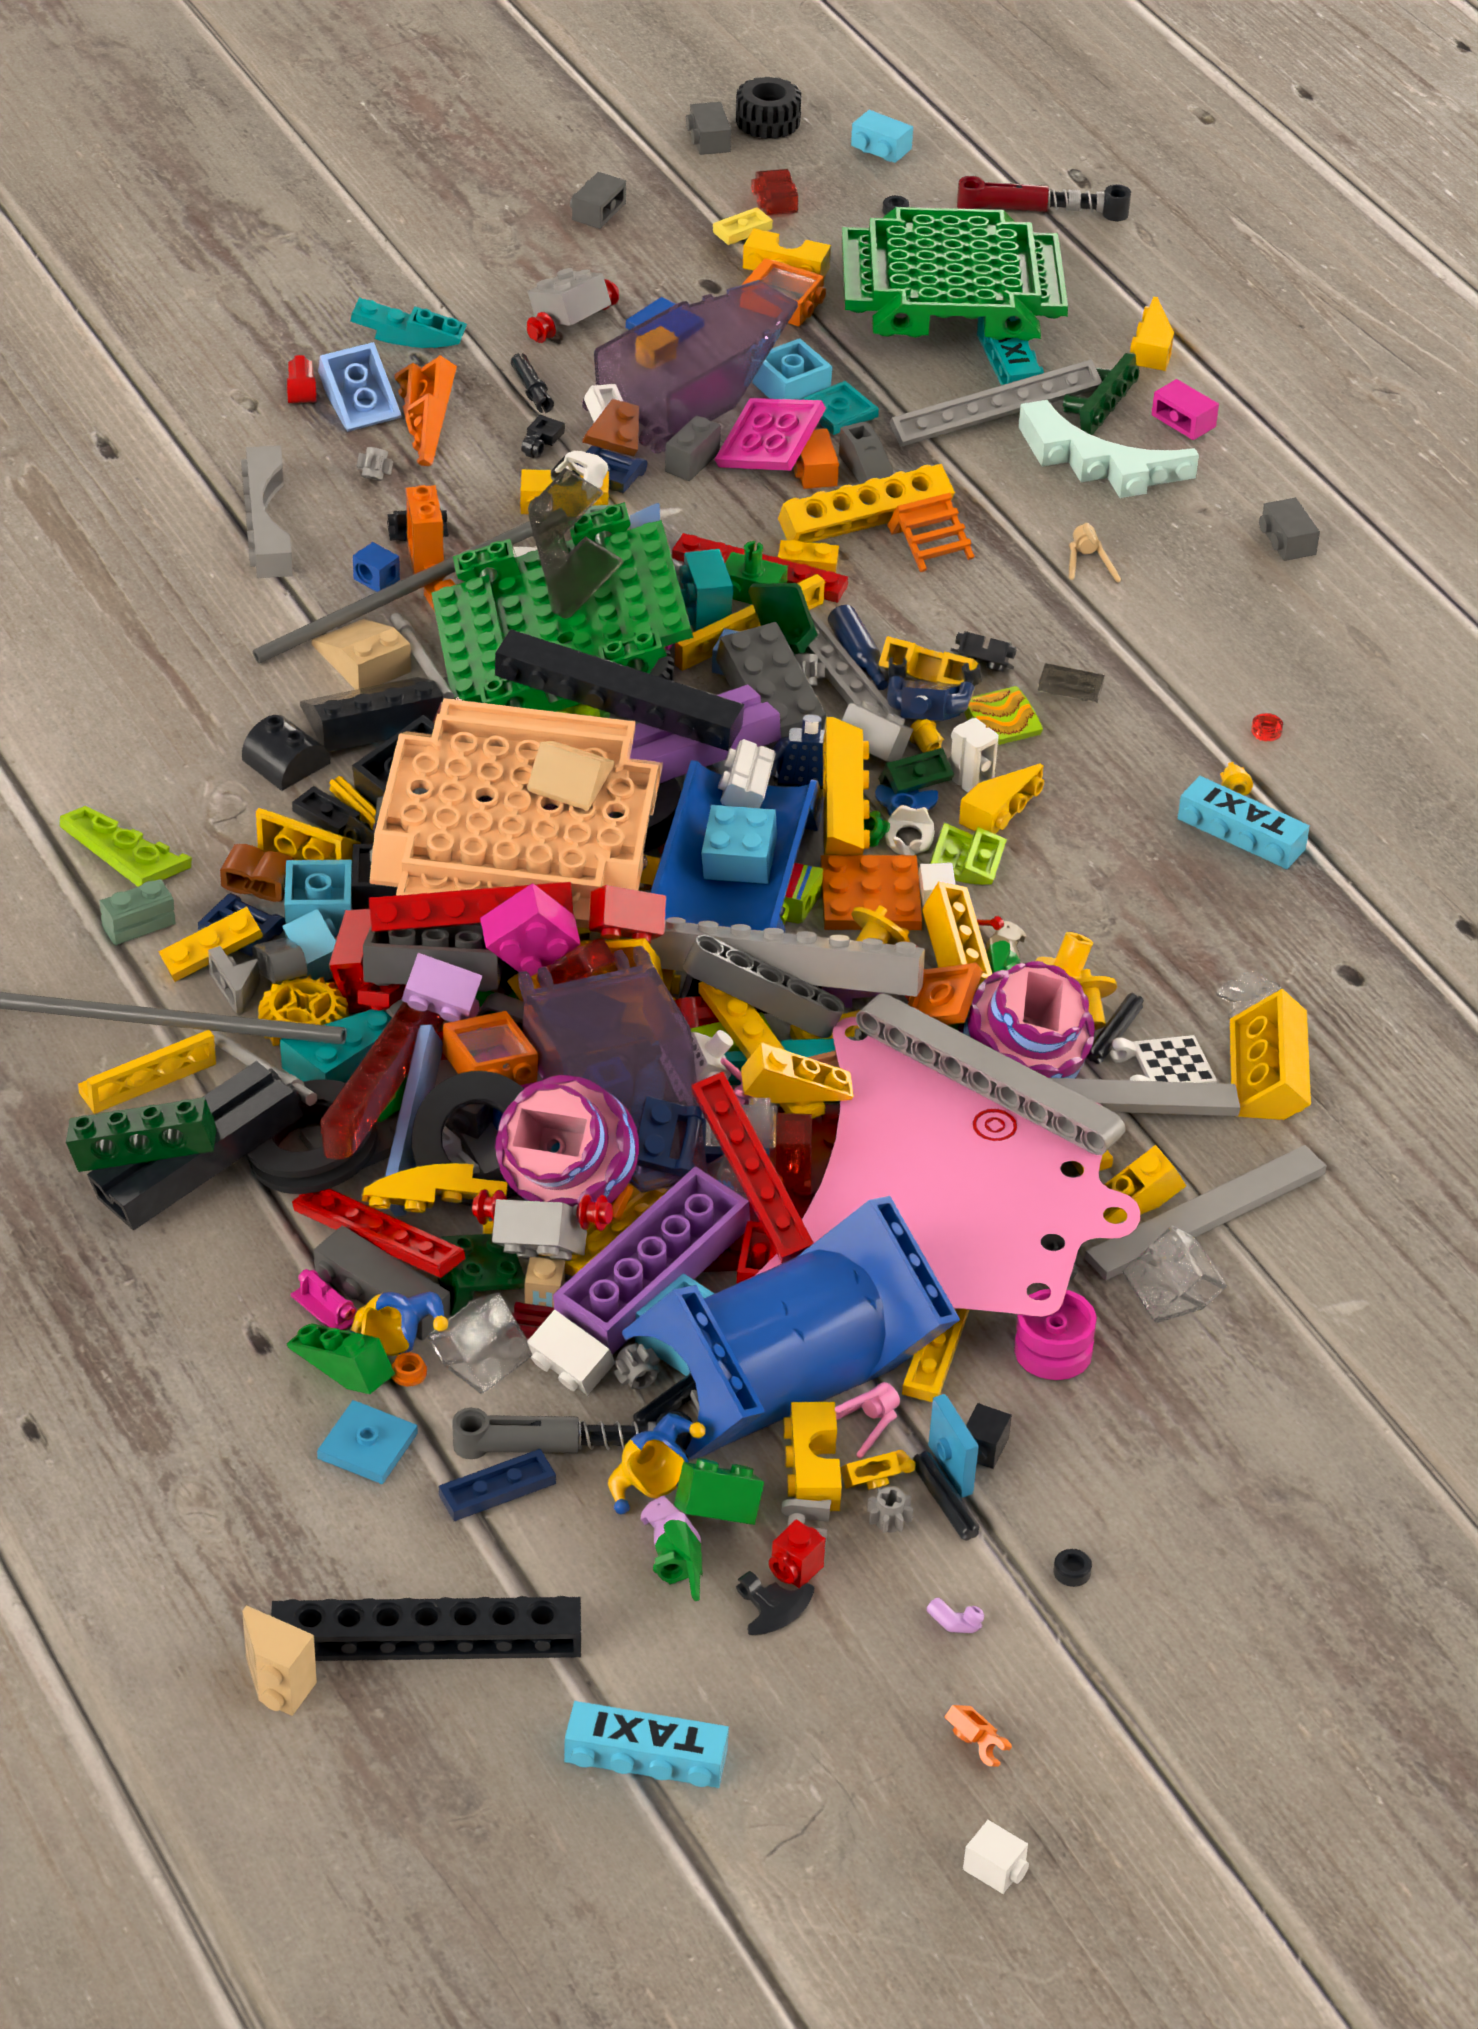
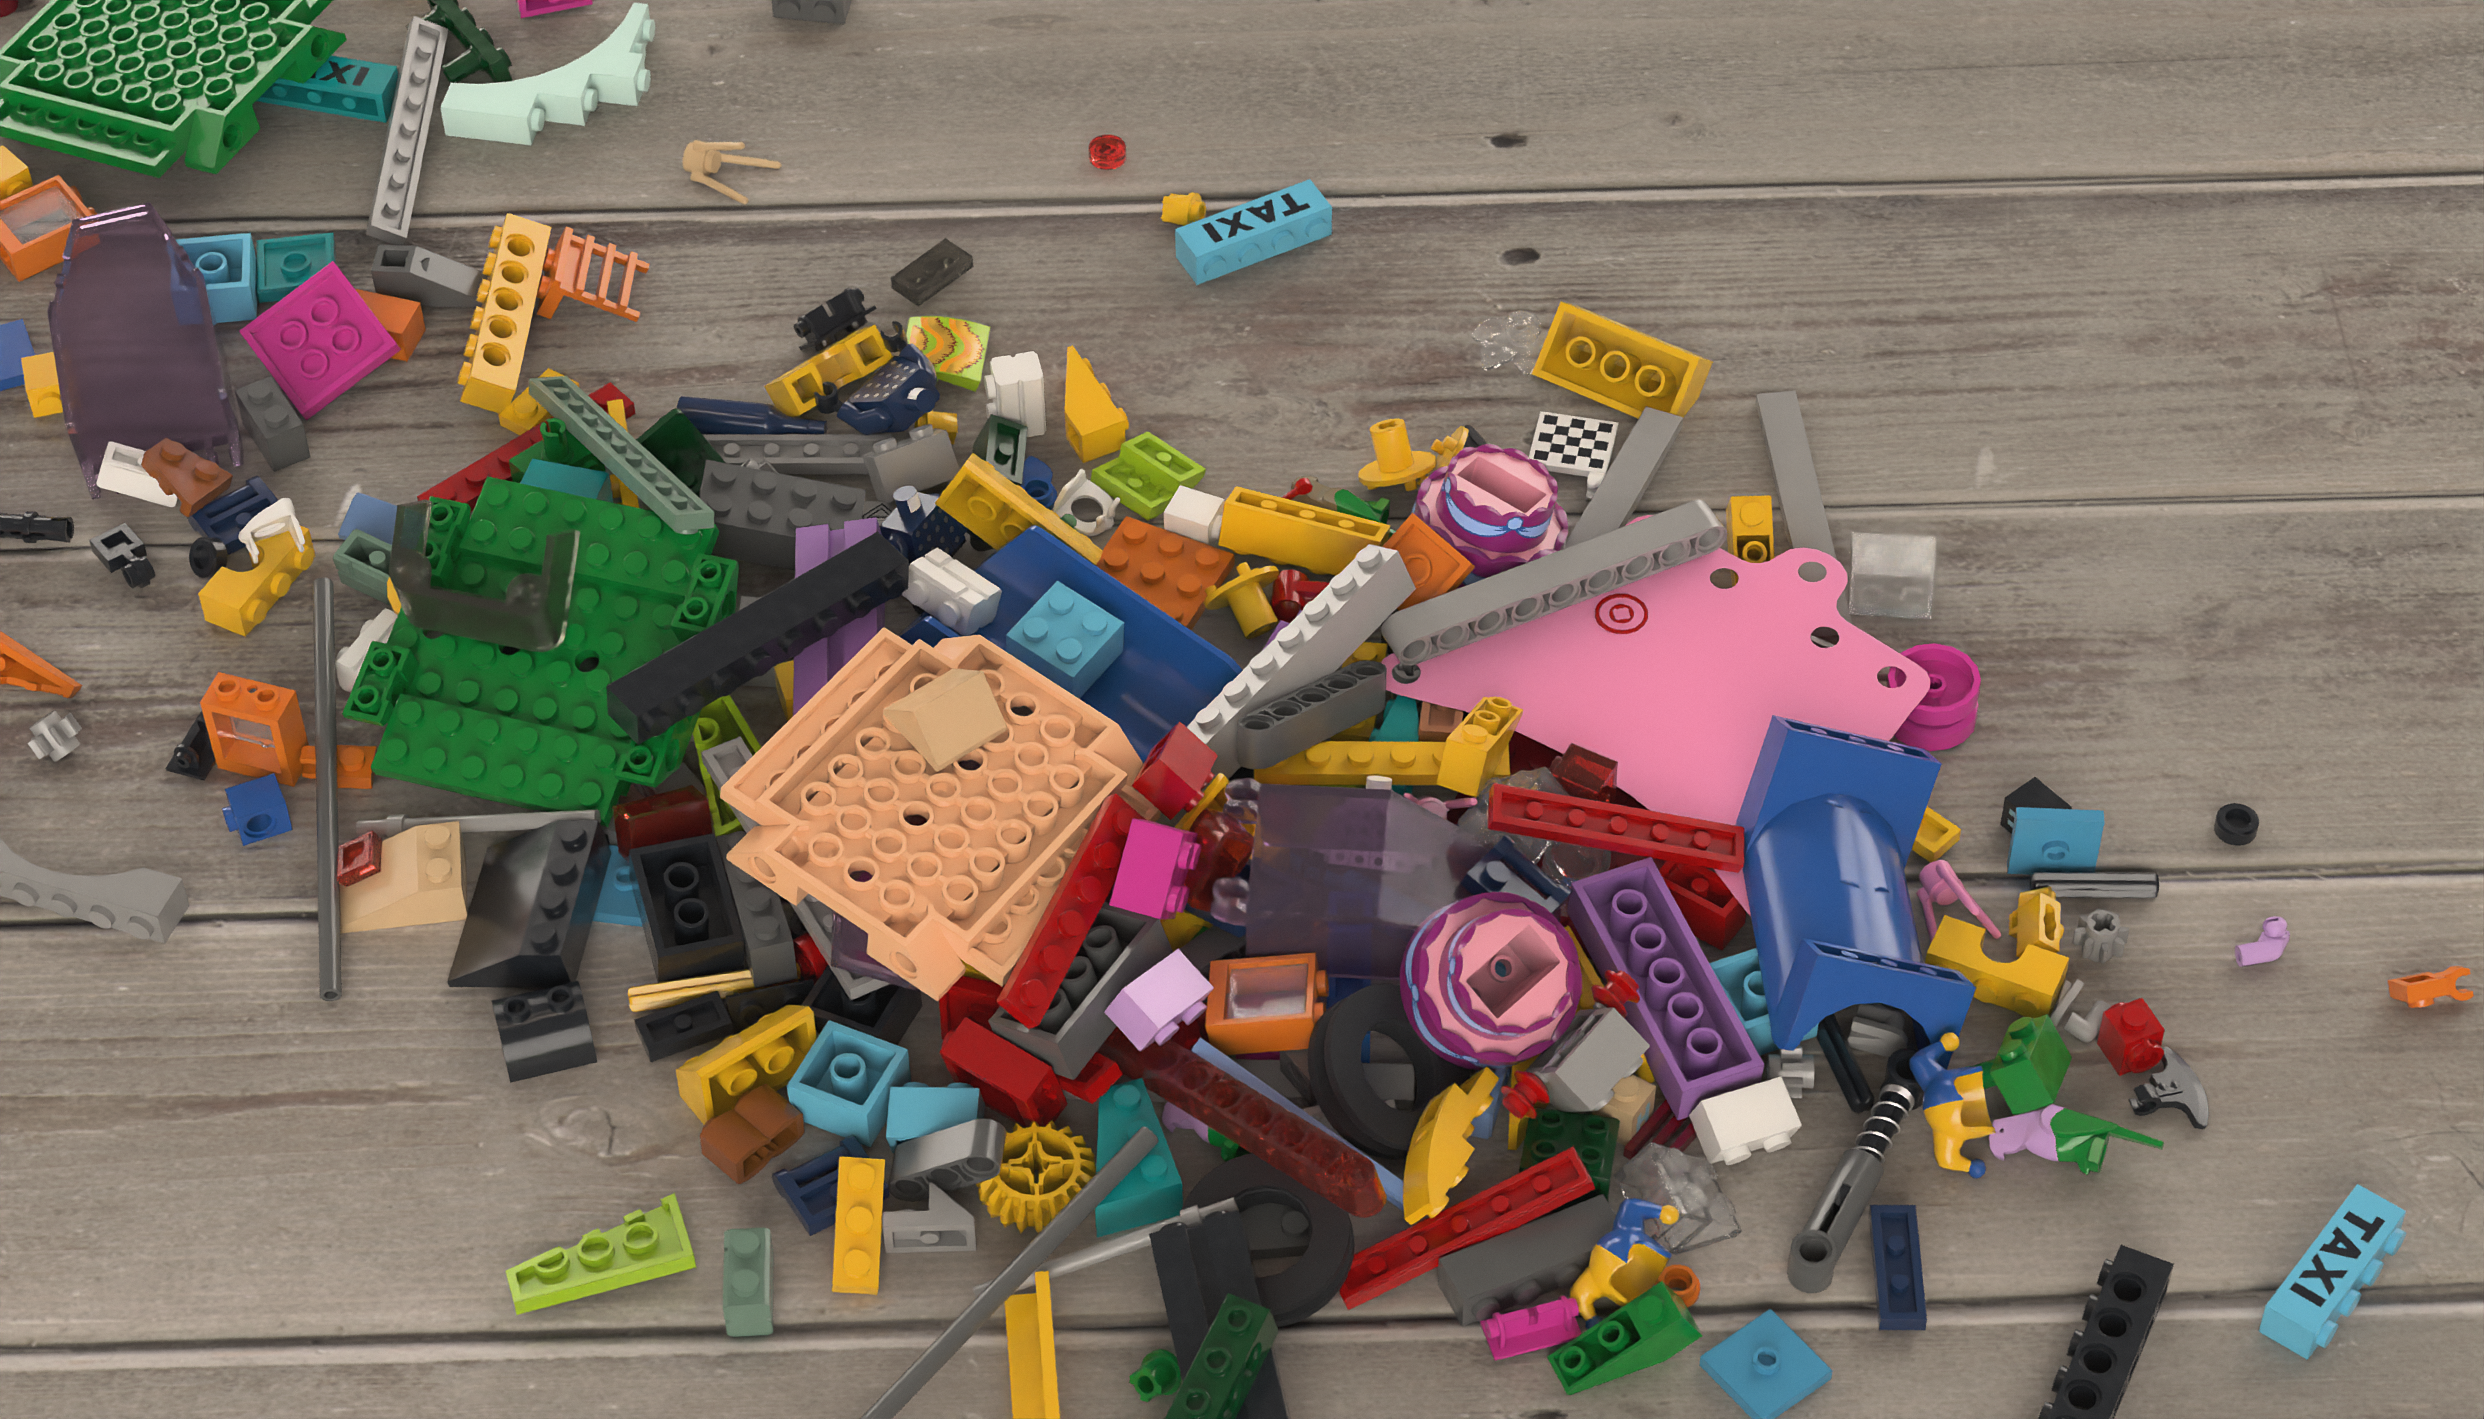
camera: 60 degrees left, 5 degrees up
(360, 620) = (359, 859): none -> clear red tile
(738, 576) = (622, 454): none -> sand green plate

